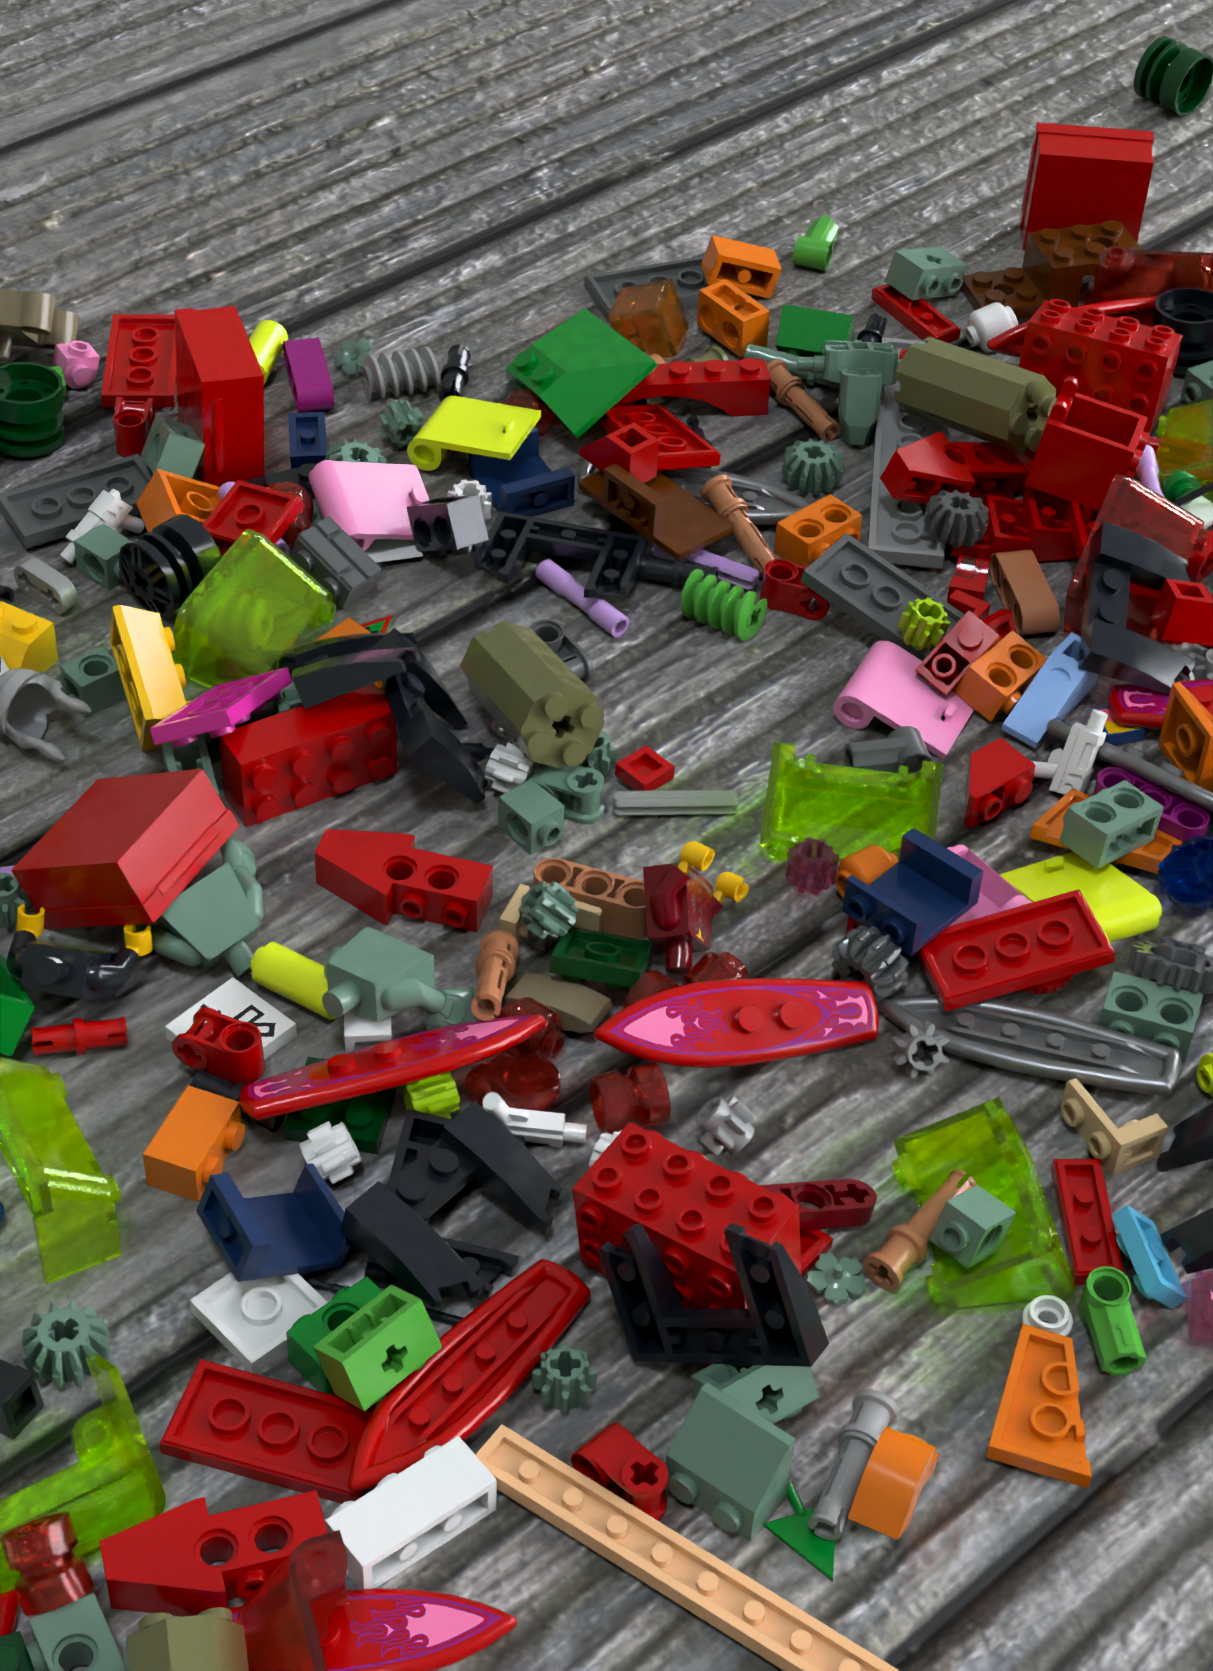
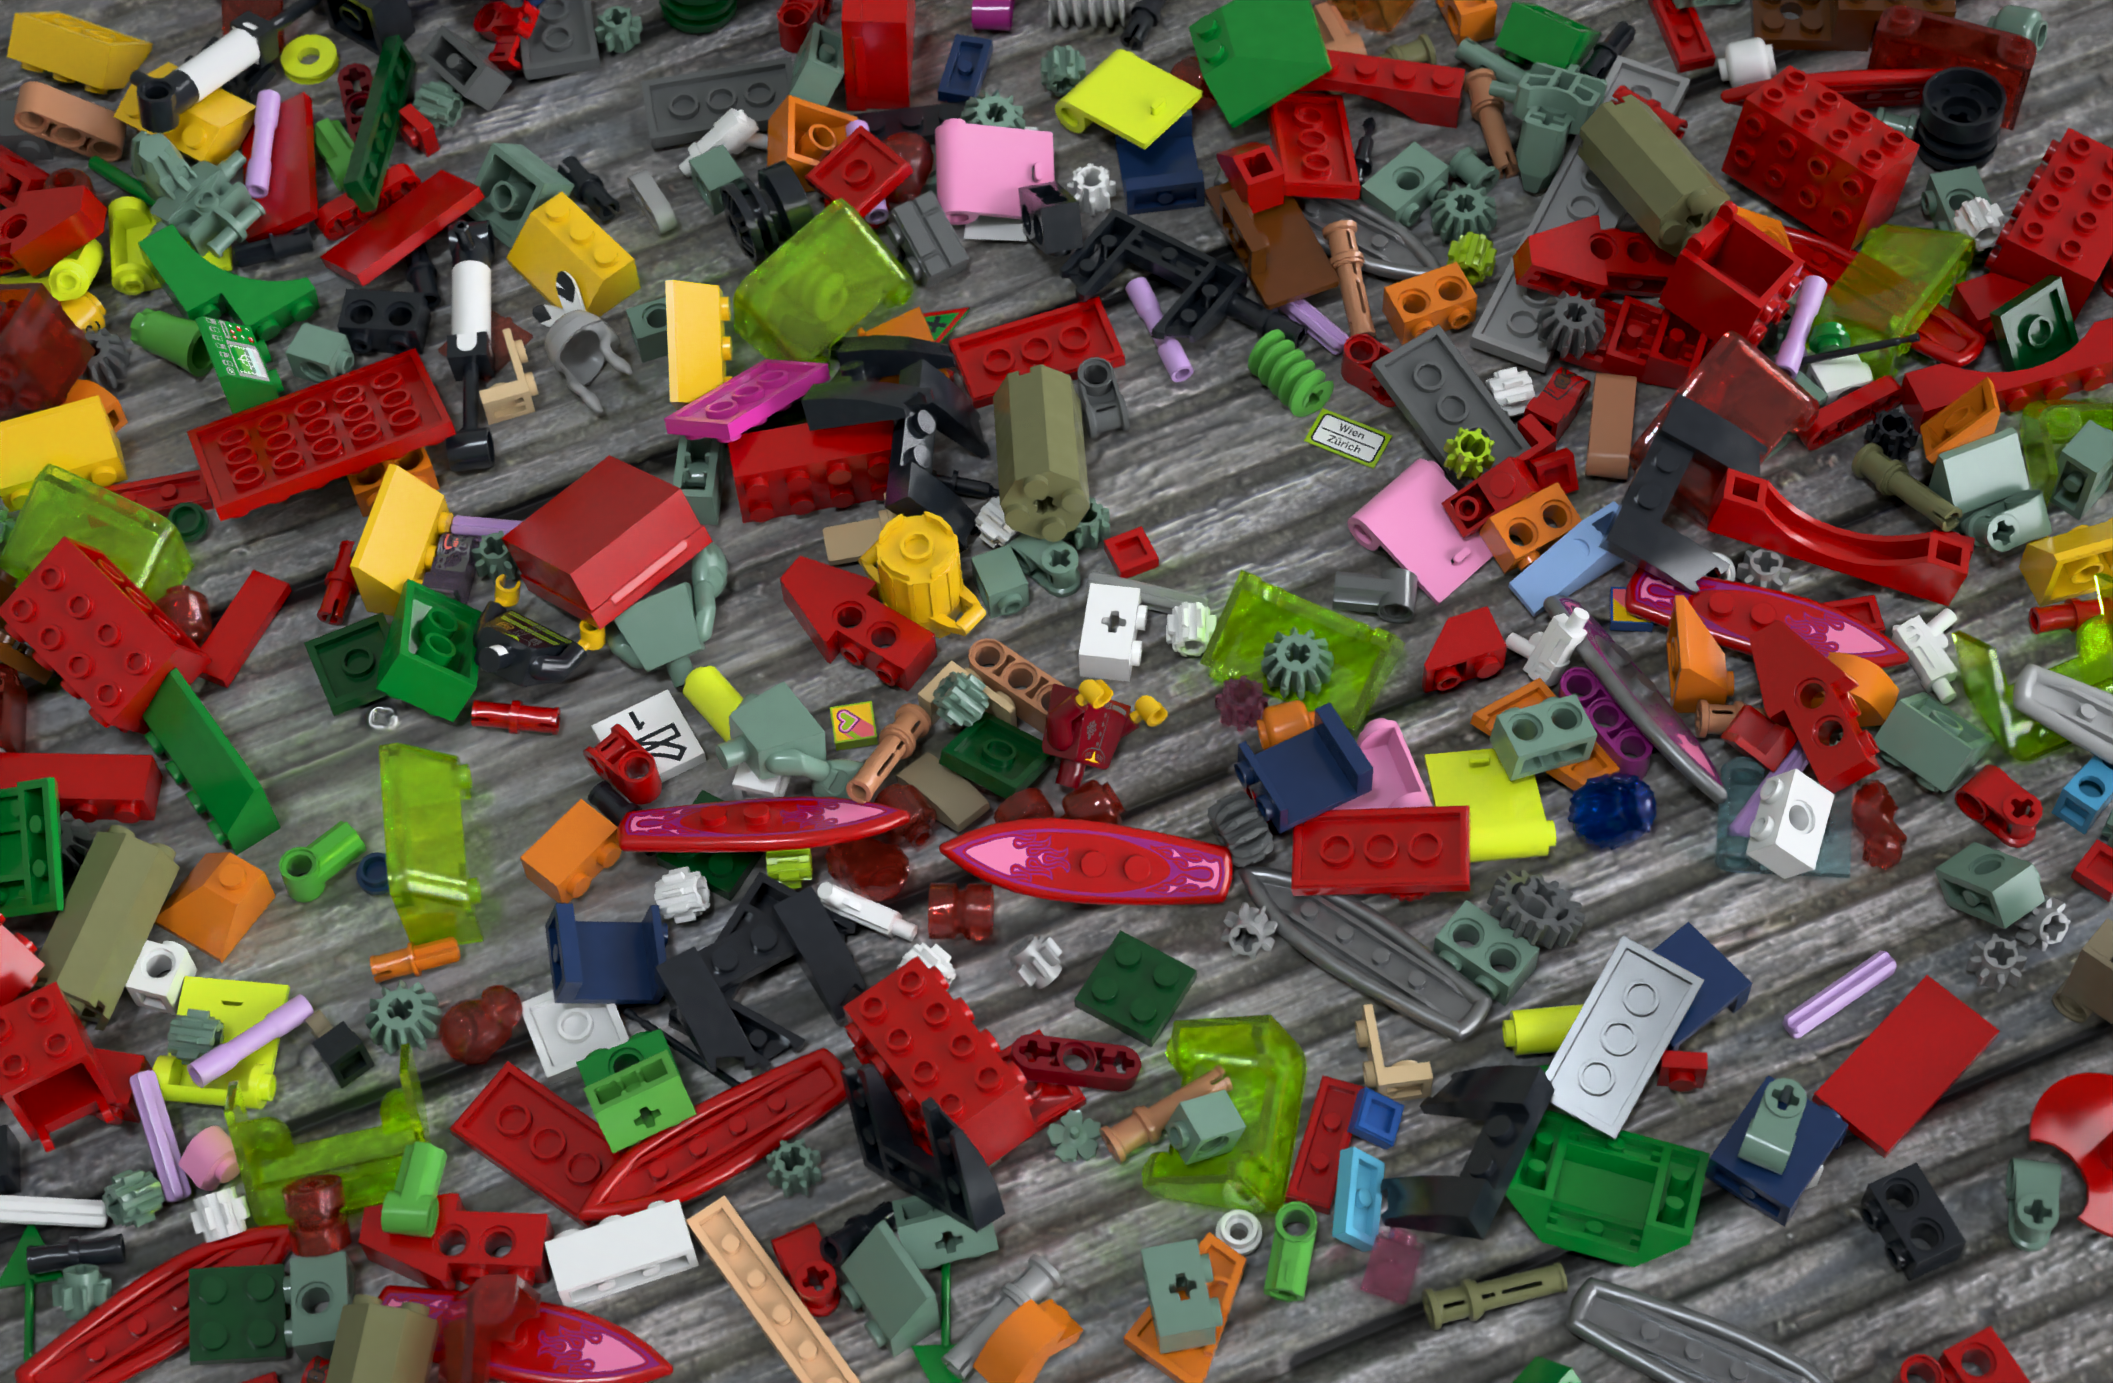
camera: 25 degrees right, 15 degrees up
(54, 1285) = (414, 959): none -> orange axle
(154, 1333) = (481, 1025): none -> clear red hair
(161, 1510) = (414, 1202): none -> bright green piece
(398, 805) = (851, 540): none -> tan bracket
(448, 636) = (1053, 339): none -> red tile
(448, 967) = (853, 725): none -> tile
(460, 812) = (922, 574): none -> yellow container
(655, 828) = (1110, 632): none -> white brick
(665, 1419) = (856, 1228): none -> black pin
(734, 816) = (1190, 628): none -> white gear
(754, 450) = (1407, 185): none -> sand green brick
(794, 649) = (1348, 438): none -> sticker
(796, 430) = (1471, 169): none -> sand green bush
(830, 1130) = (1135, 988): none -> dark green plate
(840, 486) = (1474, 256): none -> lime gear
(849, 820) = (1297, 663): none -> sand green gear
(930, 575) = (1511, 390): none -> white gear
(1032, 1384) = (1178, 1322): none -> sand green brick
(1124, 1183) = (1375, 1118): none -> blue tile

